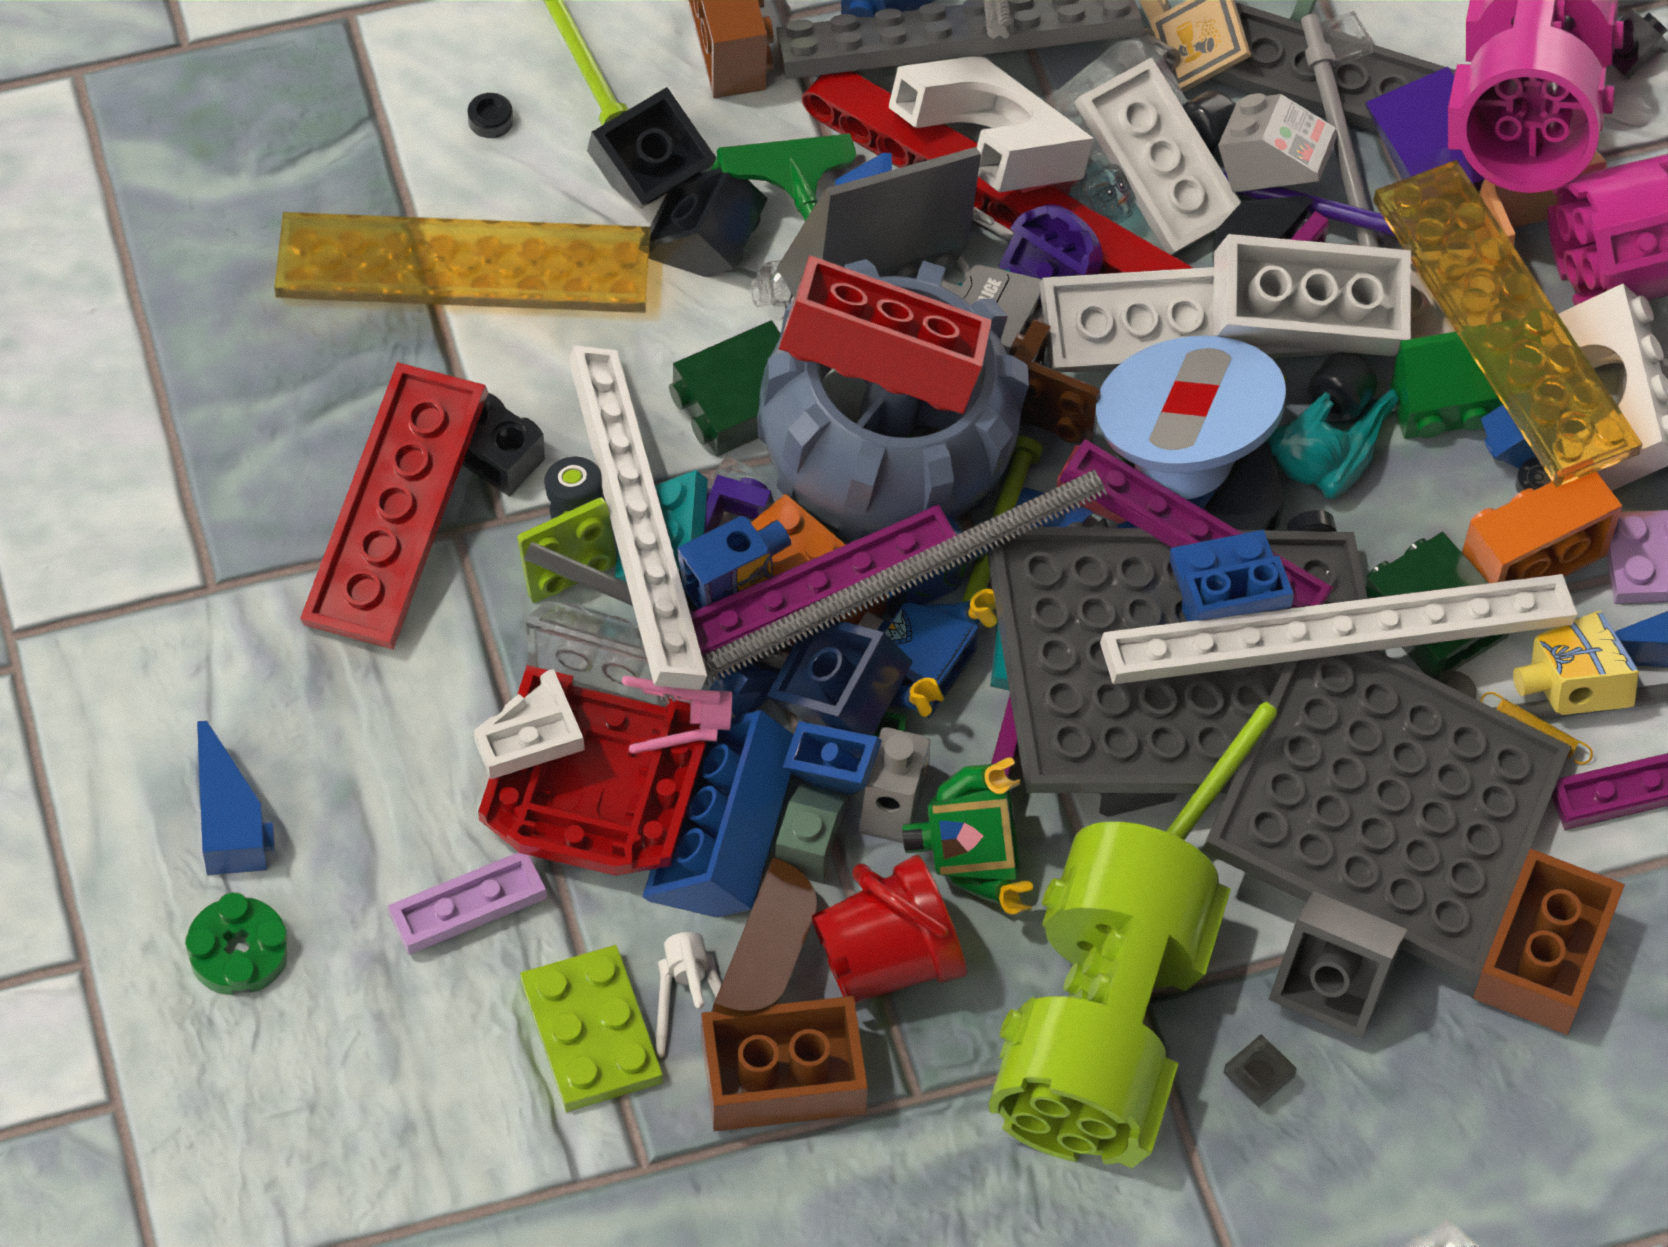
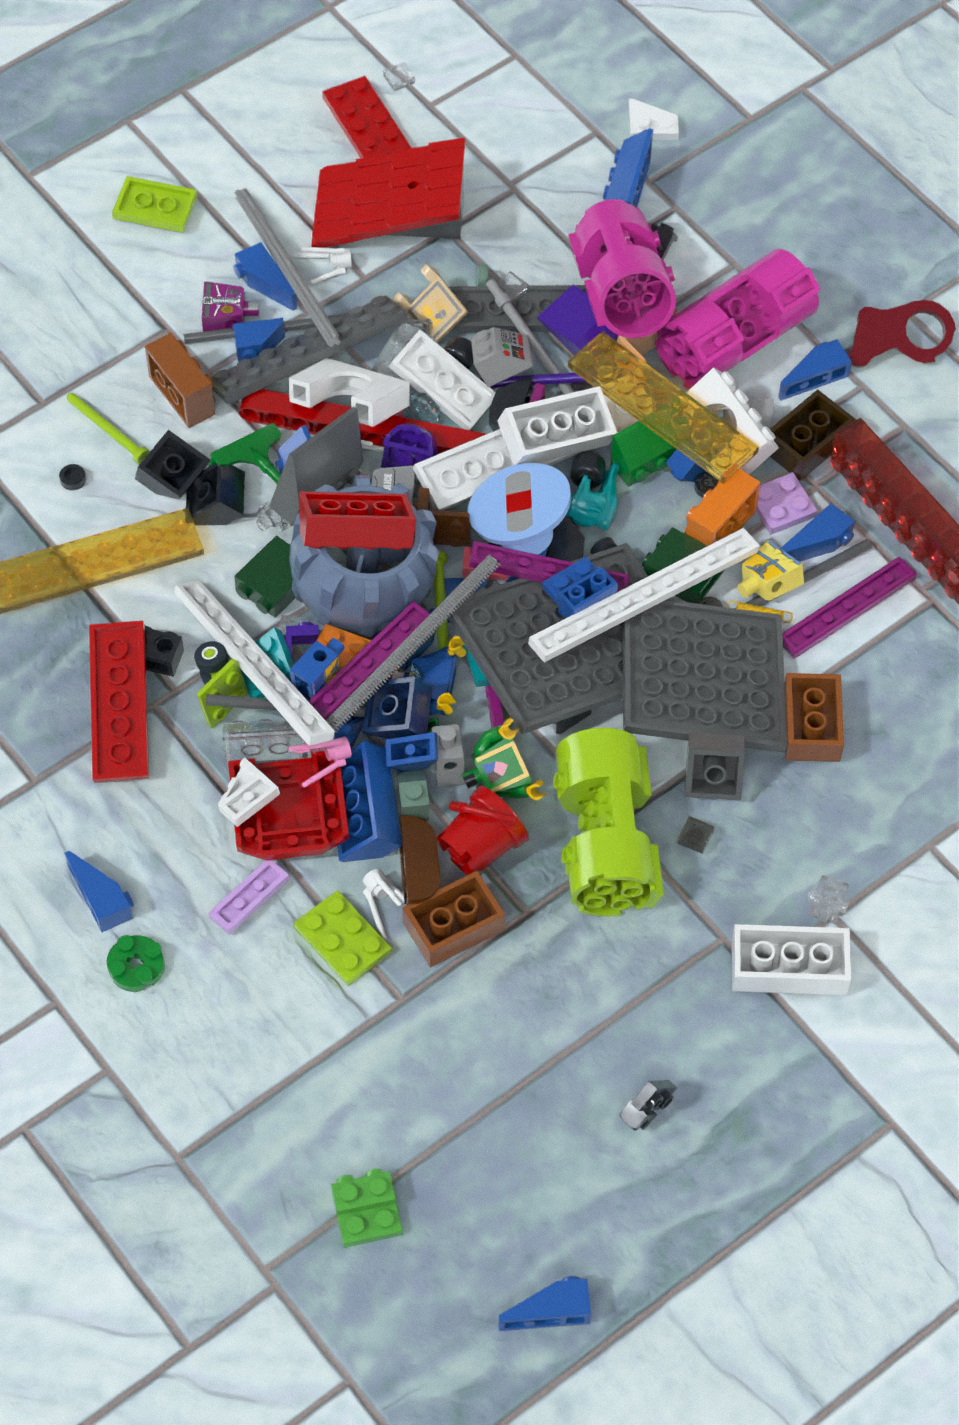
camera: 20 degrees left, 0 degrees up
(1223, 770) = (617, 686): lime bar -> none

